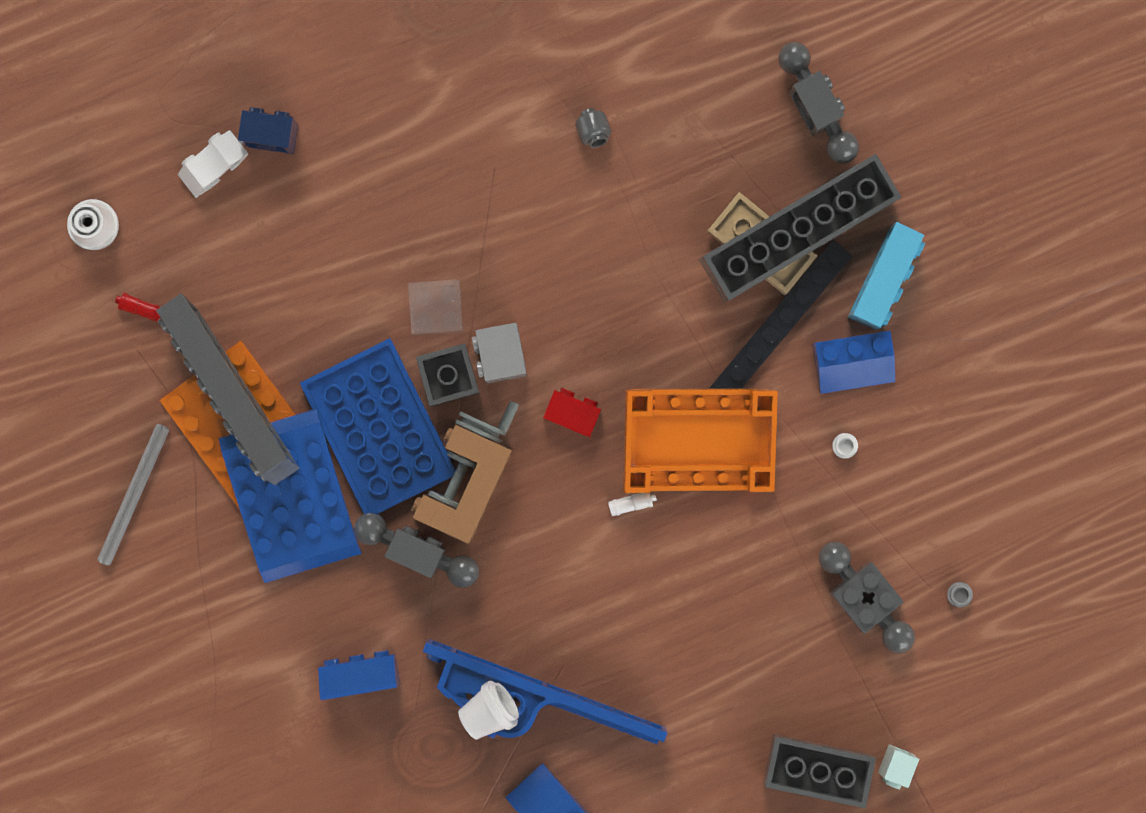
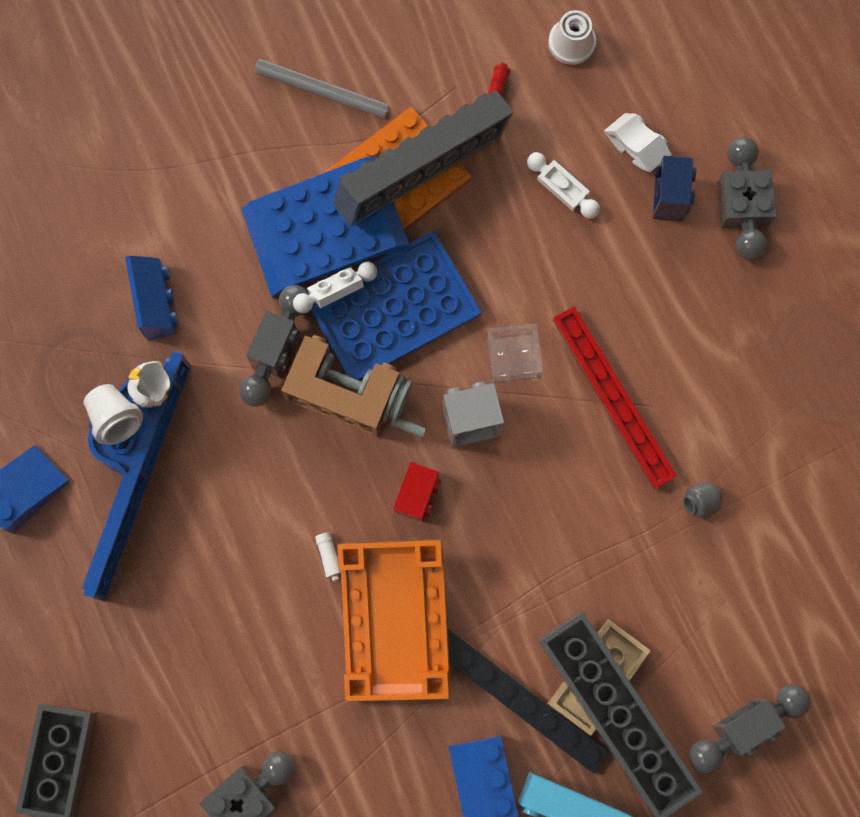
camera: 85 degrees right, 10 degrees down
(255, 245) = (563, 185): none -> white plate
(293, 67) = (743, 185): none -> dark grey brick
(359, 486) = (335, 287): none -> white plate
(447, 375) = (447, 366): dark grey brick -> none
(459, 674) = (148, 384): none -> white hair
(484, 208) = (614, 398): none -> red plate
(845, 445) = (395, 774): white plate -> none

